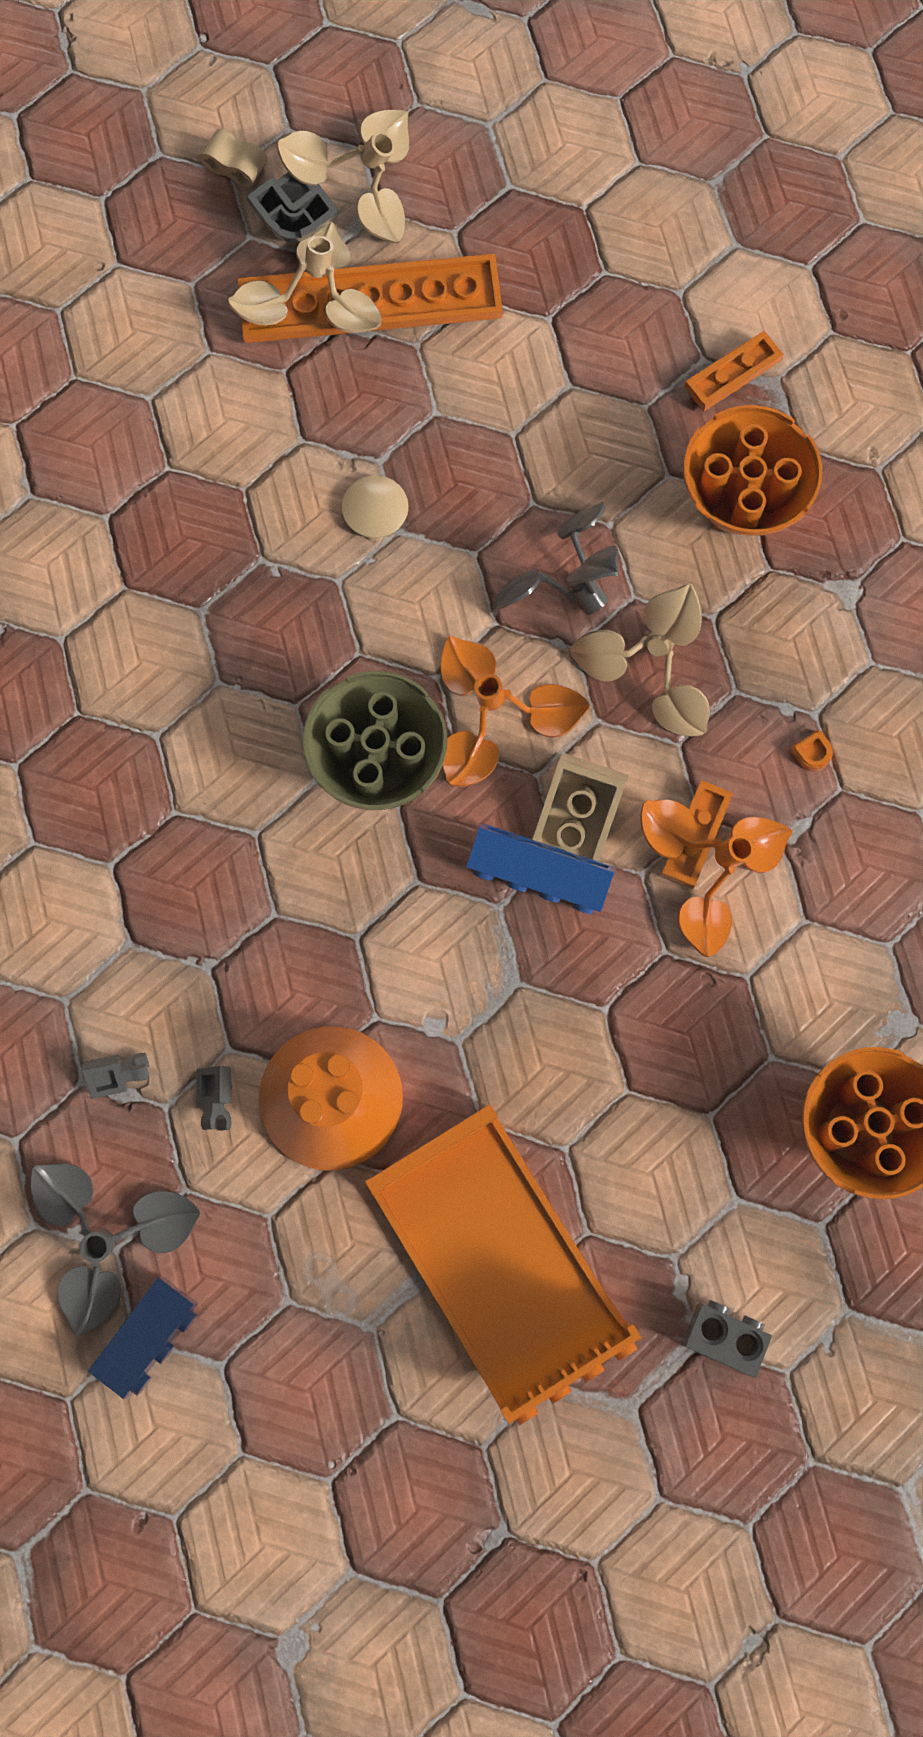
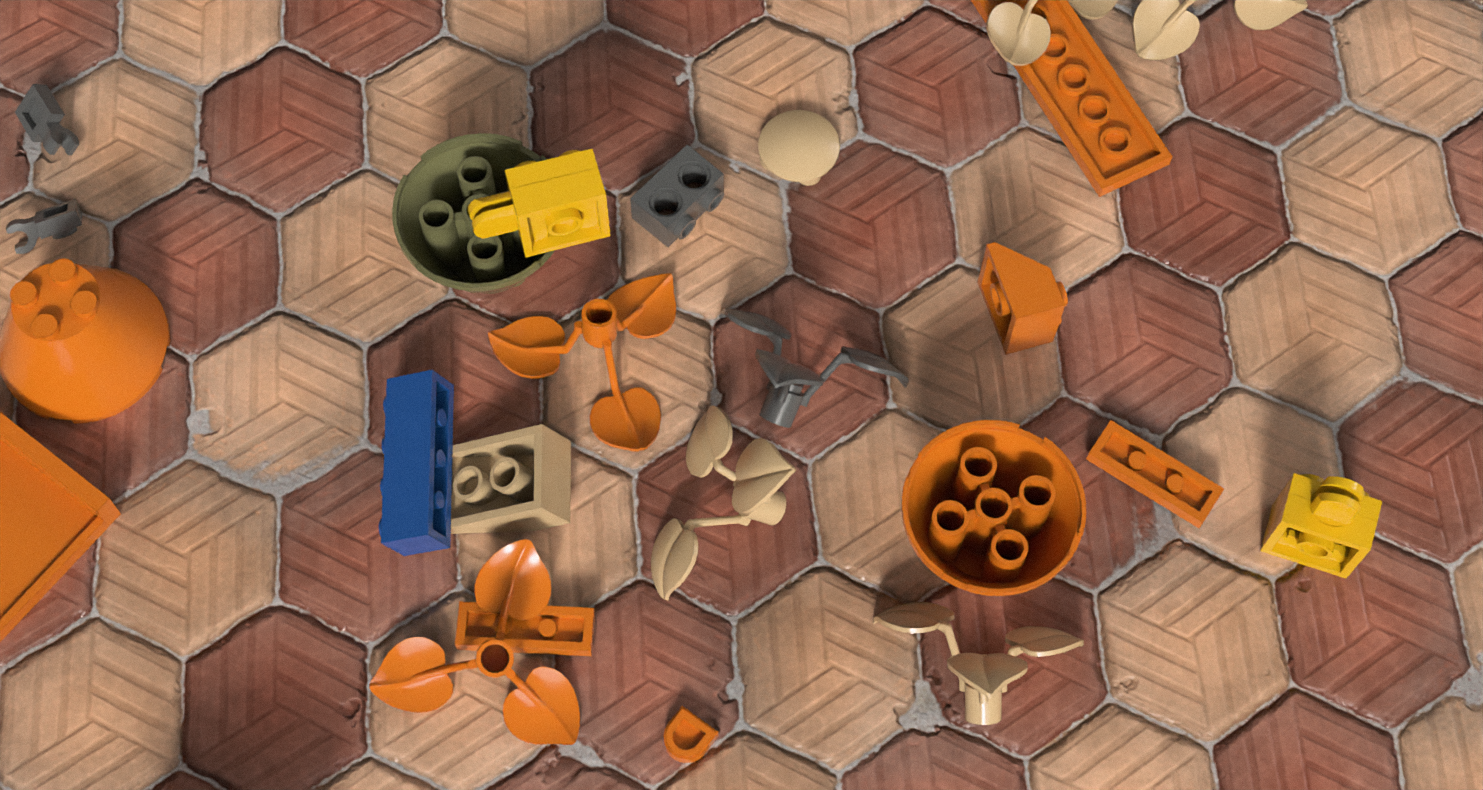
camera: 70 degrees right, 10 degrees down
(381, 608) = (669, 191): none -> dark grey brick
(409, 674) = (549, 204): none -> yellow brick
(574, 399) = (1020, 298): none -> orange slope
(818, 278) = (1322, 523): none -> yellow brick
(871, 519) = (979, 675): none -> tan plant

